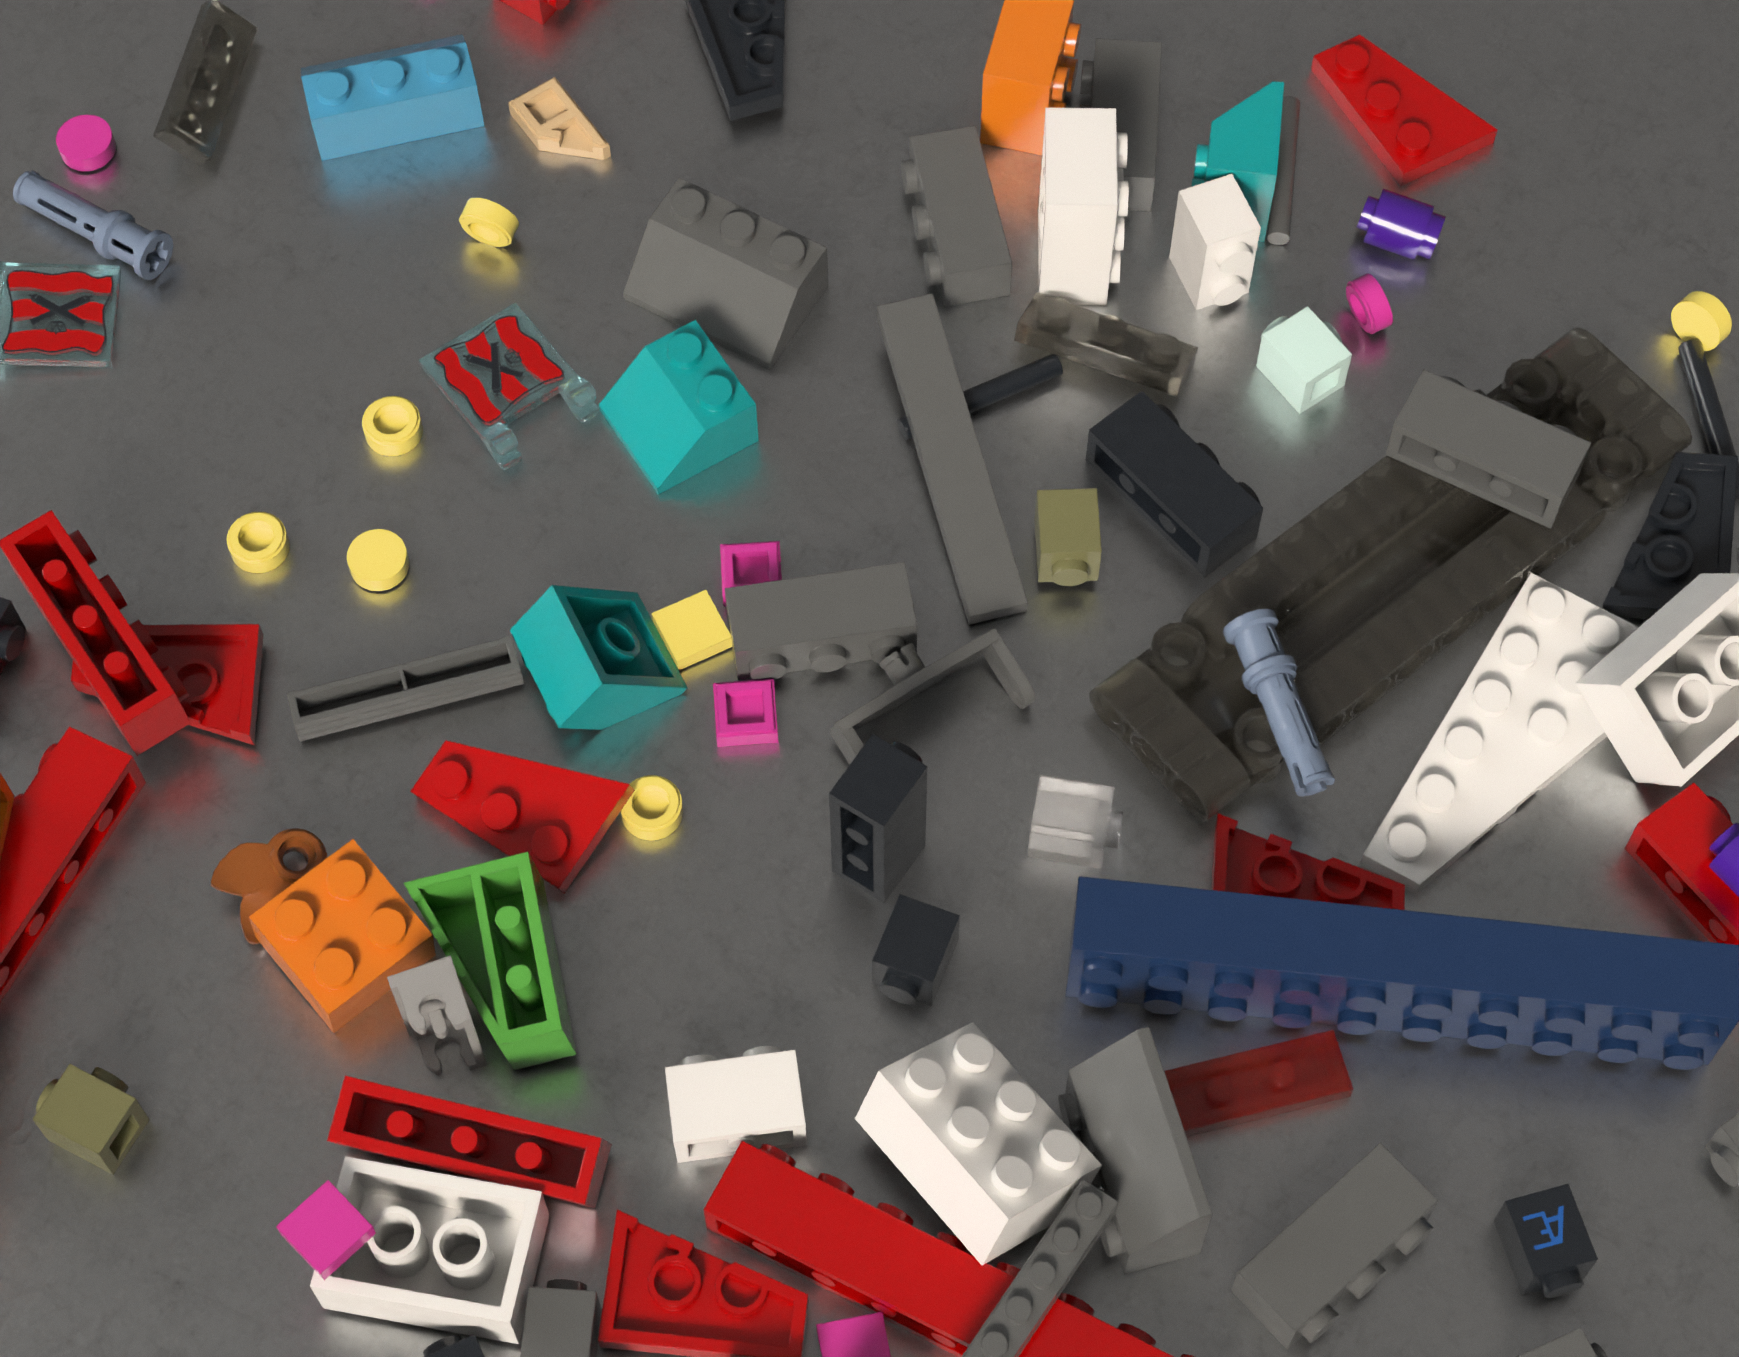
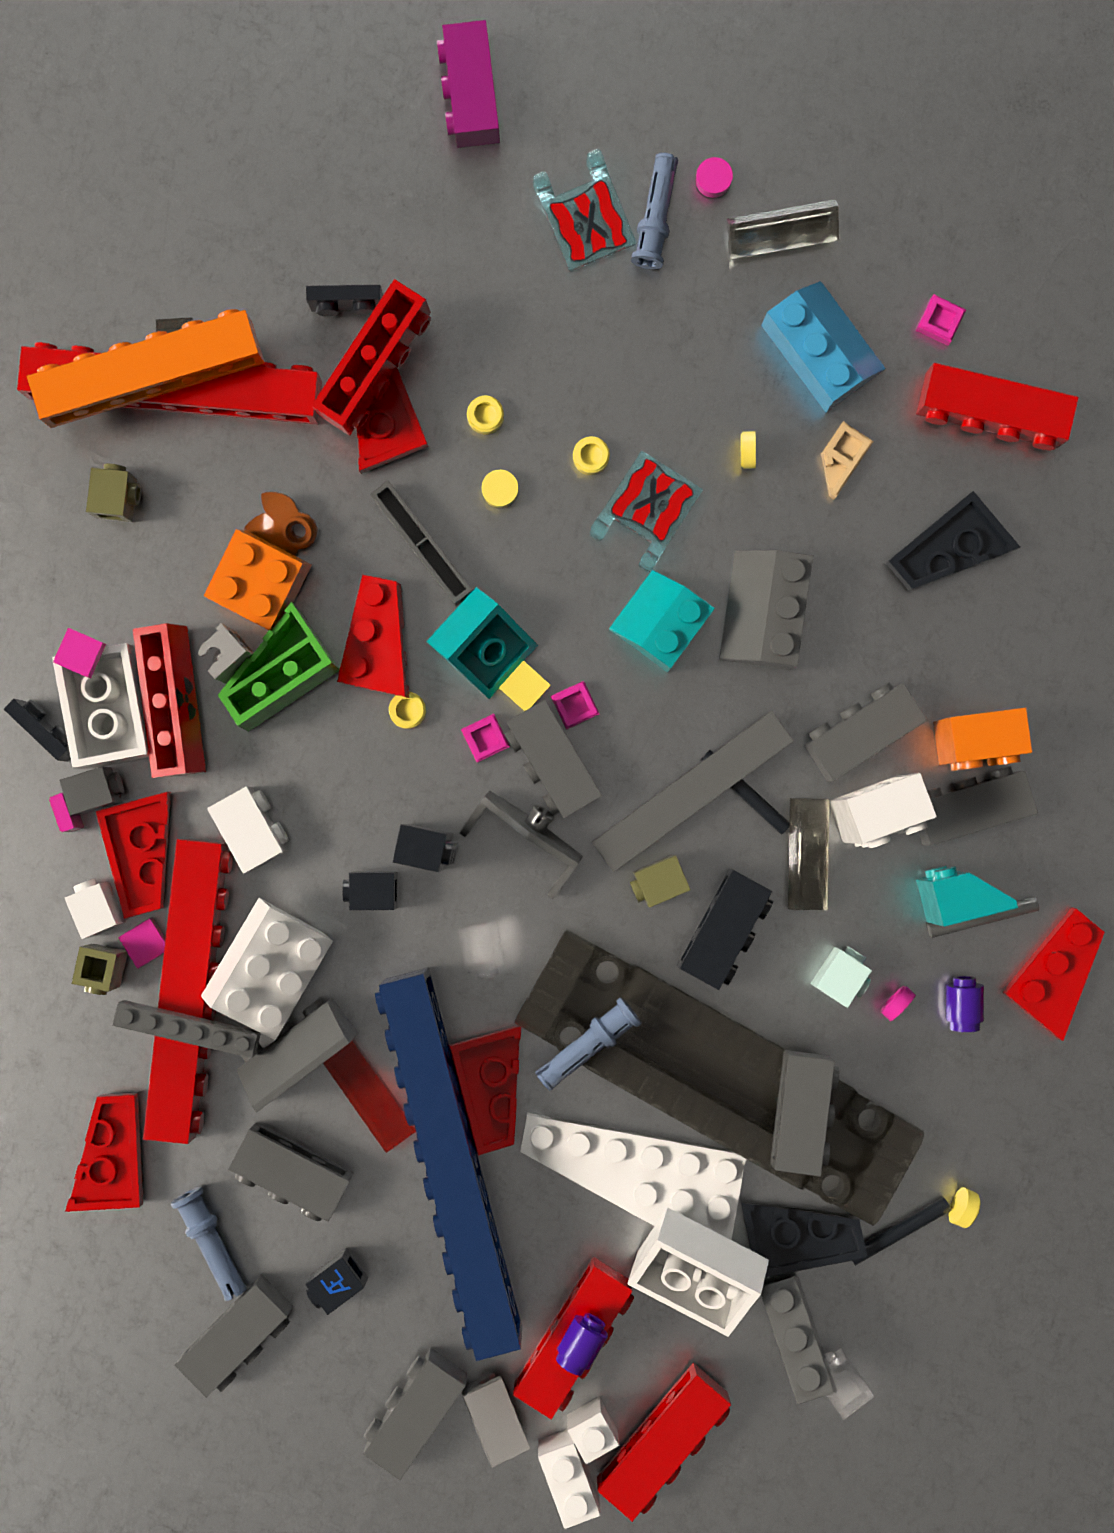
camera: 65 degrees right, 25 degrees up
(1214, 242) = (896, 899): white brick -> none

